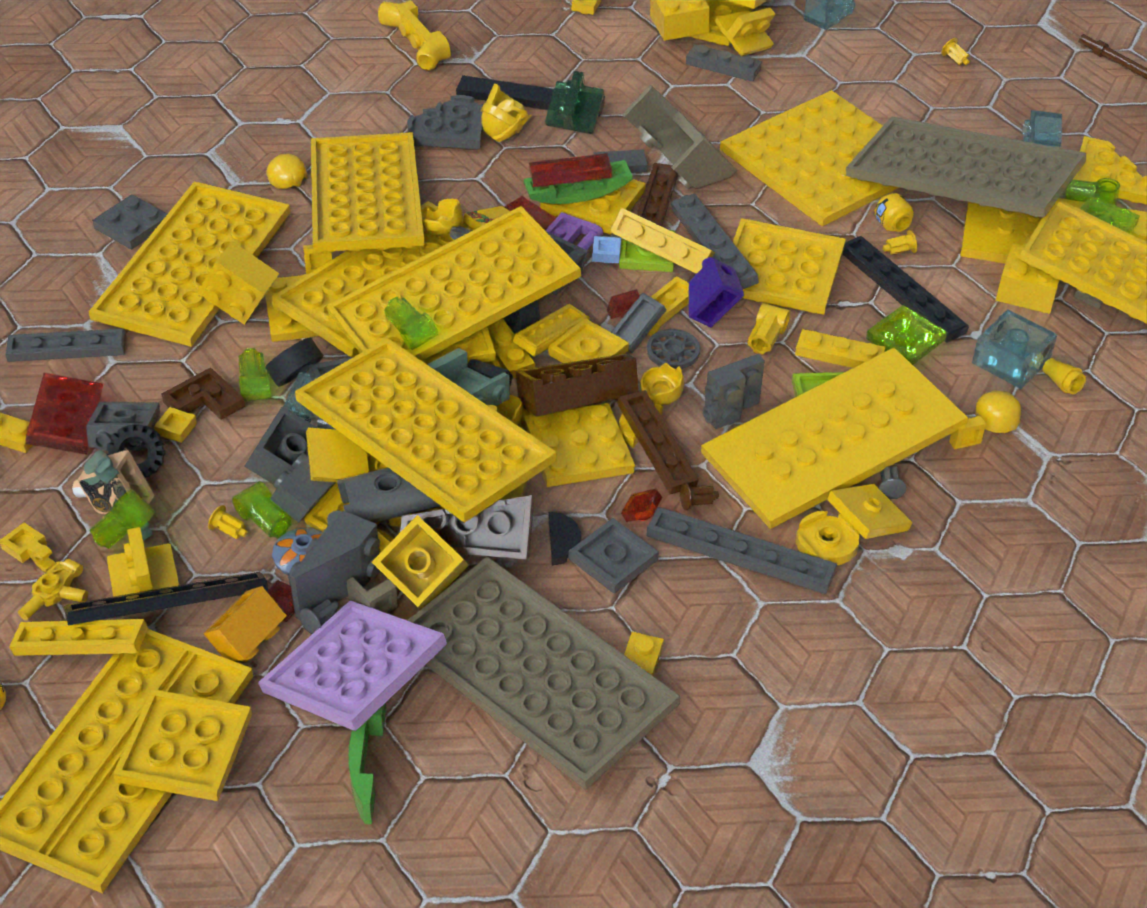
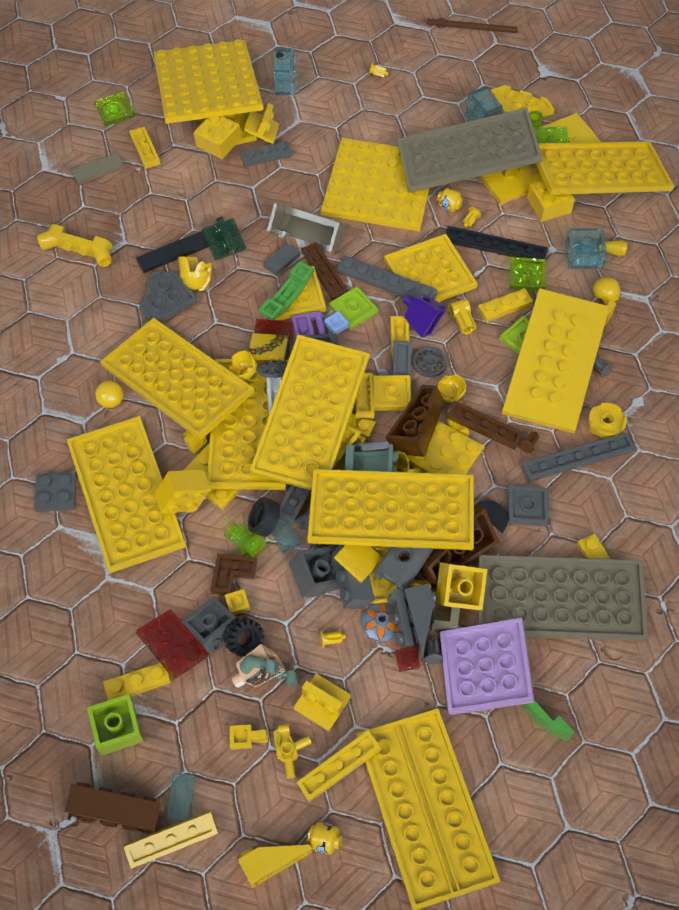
camera: 40 degrees left, 15 degrees up
(65, 345) = (114, 600): dark grey tile -> none
(127, 513) = (285, 680): clear neon green piece -> none
(163, 598) = (355, 708): black tile -> none
(183, 745) = (460, 777): yellow plate -> none
(246, 625) = (411, 688): light orange brick -> none
(256, 505) = (334, 615): clear neon green piece -> none
(412, 325) = (320, 452): clear neon green piece -> none
(570, 170) = (282, 288): clear red plate -> none
(621, 303) = (383, 353): clear red plate -> none
(641, 505) = (512, 467): clear red plate -> none
(660, 241) = (365, 300): yellow plate -> none
(732, 390) = (493, 371): dark grey plate -> none
(869, 511) = (611, 391): yellow plate -> none

